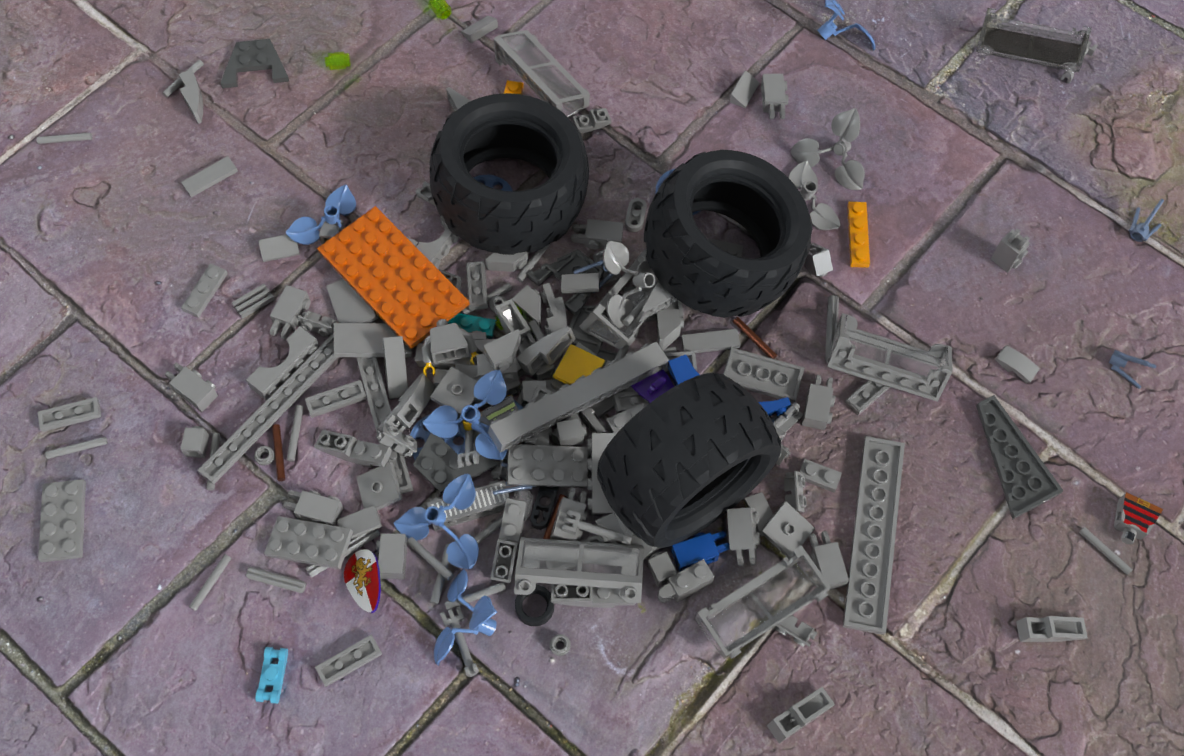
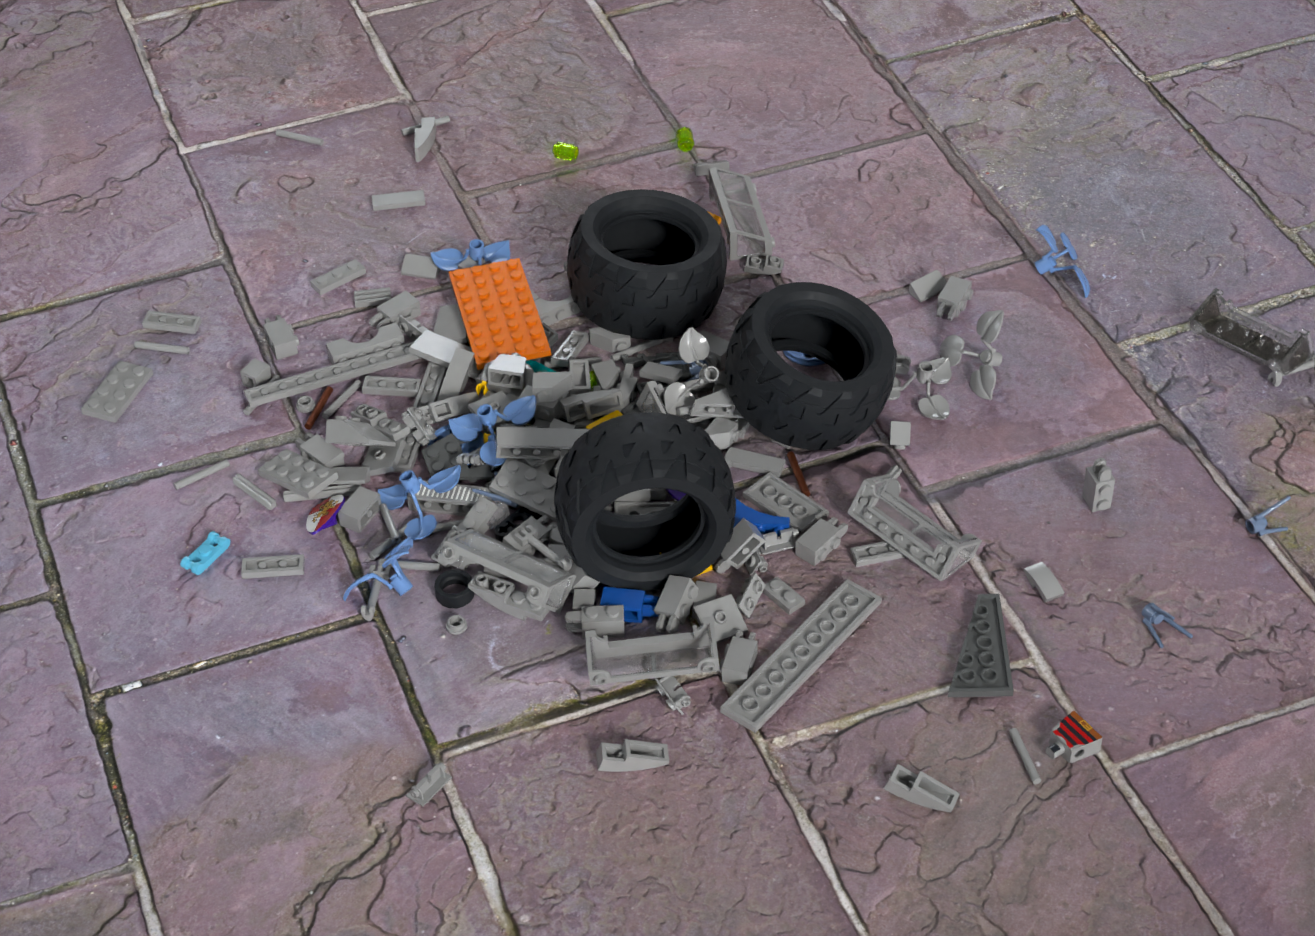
camera: 30 degrees right, 20 degrees down
(253, 56) = (495, 128): dark grey wing -> none
(346, 478) = (355, 433): none -> light grey slope
(858, 234) = (959, 431): light orange plate -> none

